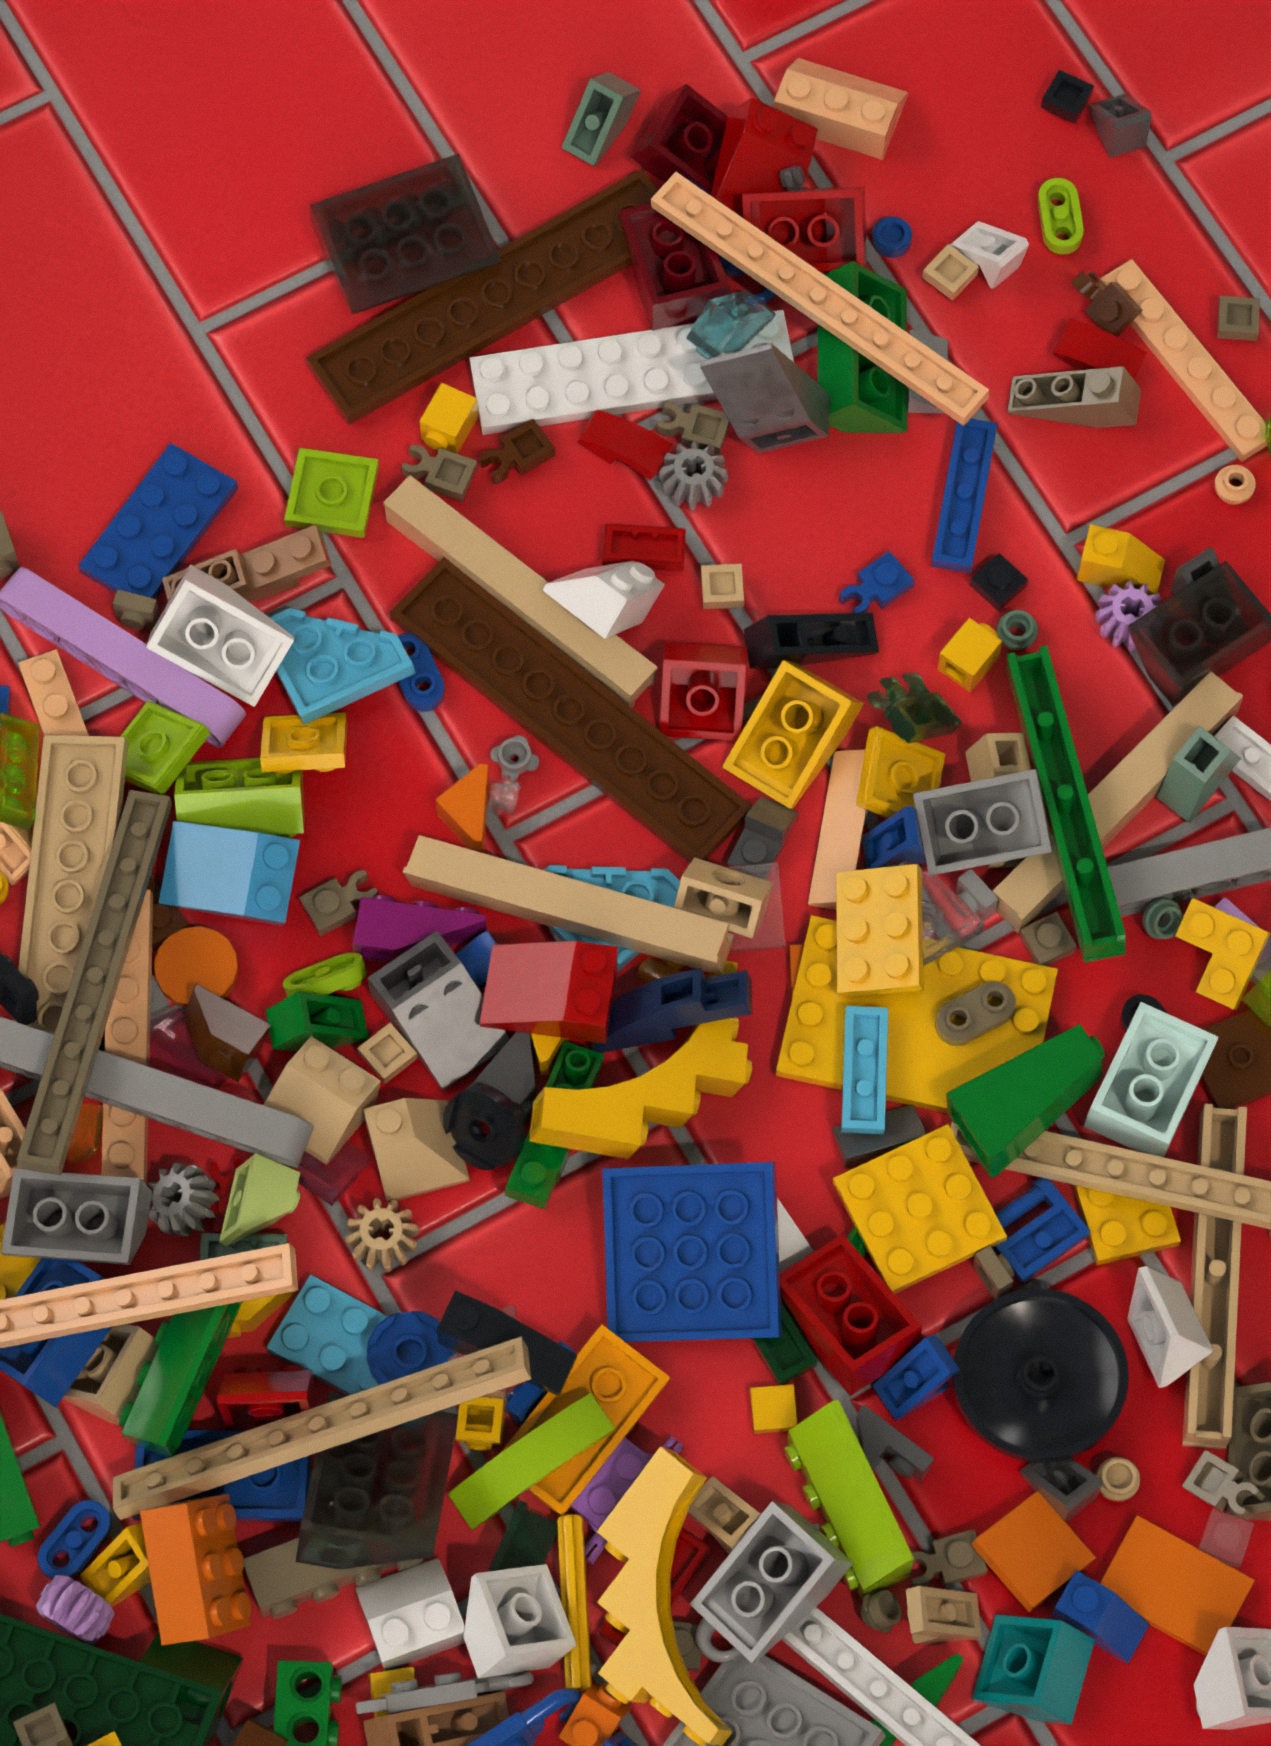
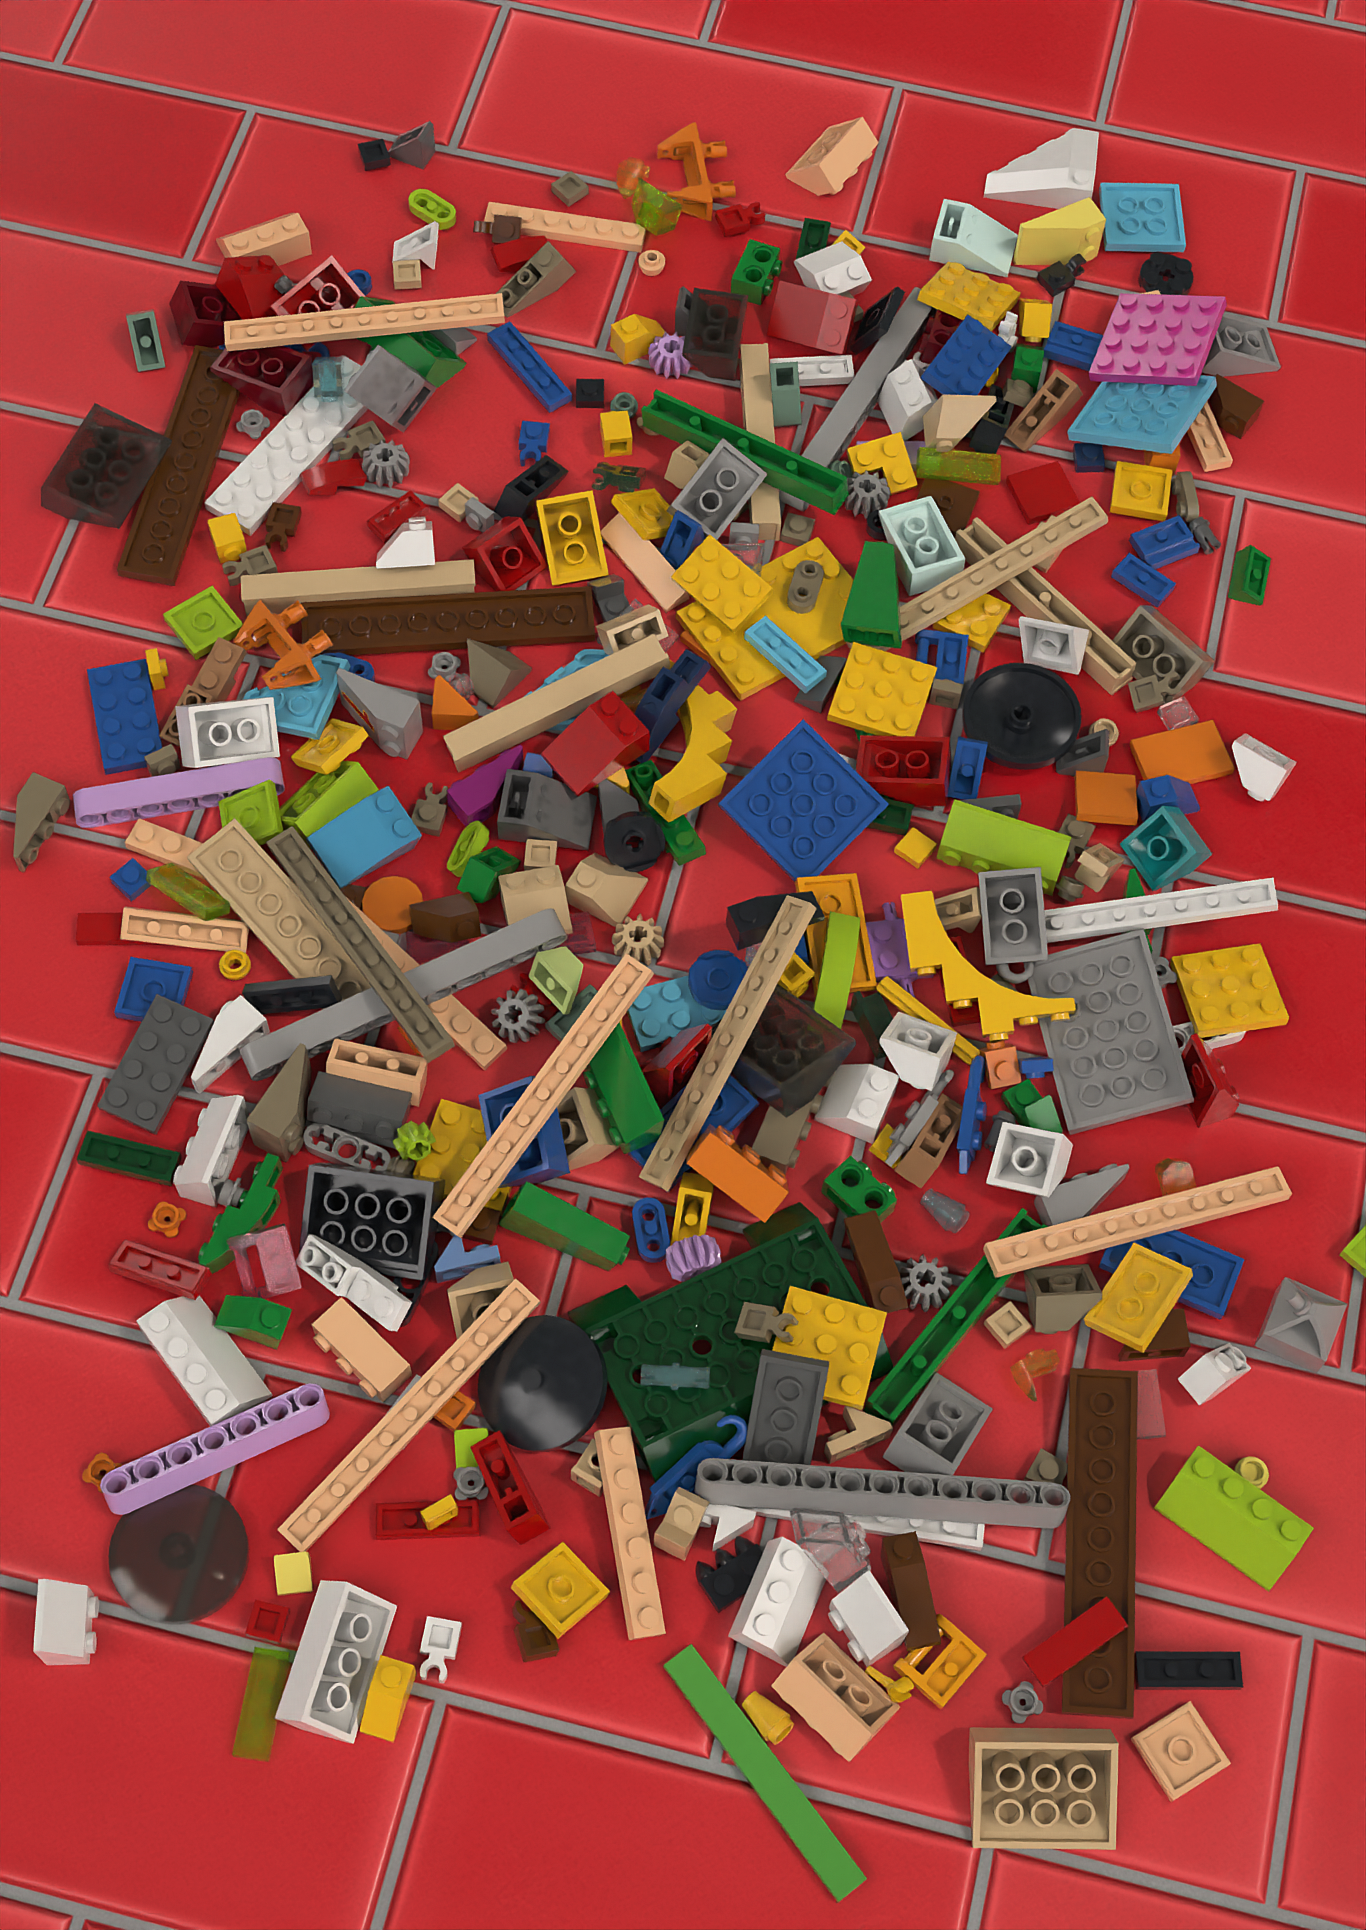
camera: 50 degrees left, 5 degrees down
(76, 1217) = (478, 1066): light grey slope -> none
(233, 502) = (157, 669): none -> yellow plate
(384, 554) = (293, 655): none -> orange hose
(388, 773) = (385, 714): none -> light grey slope
(558, 809) = (494, 671): none -> dark tan slope
(611, 299) = (248, 420): none -> light grey plate
(722, 620) = (478, 515): none -> light grey plate
(1168, 953) = (866, 493): none -> light grey gear

